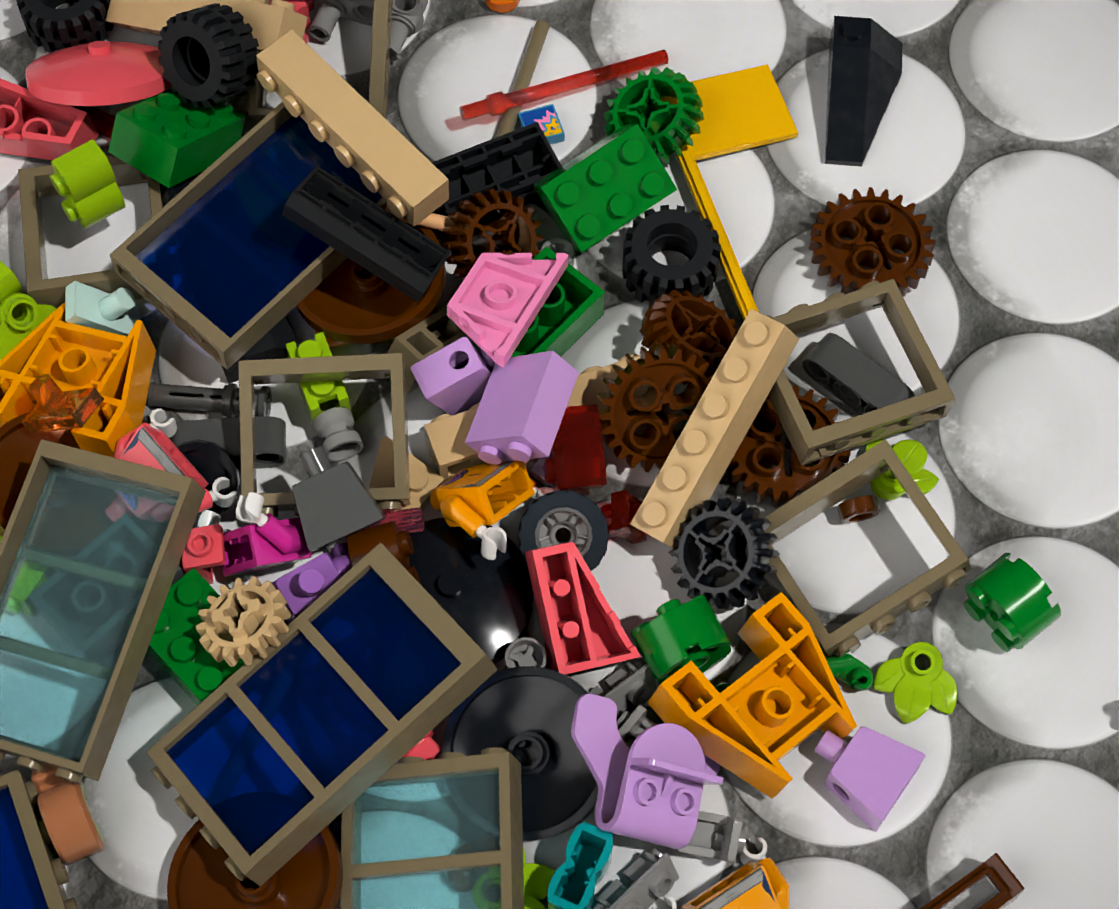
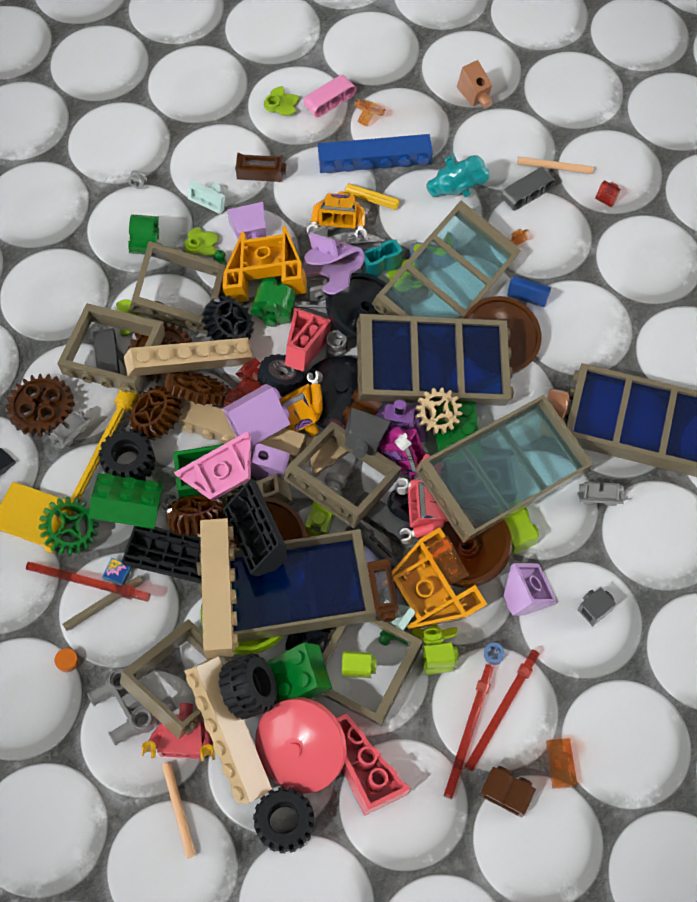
camera: 140 degrees left, 0 degrees up
(122, 295) = (383, 590): none -> reddish brown window
(792, 254) = (76, 425): none -> light grey hinge
(994, 776) = (207, 196): none -> light aqua tile

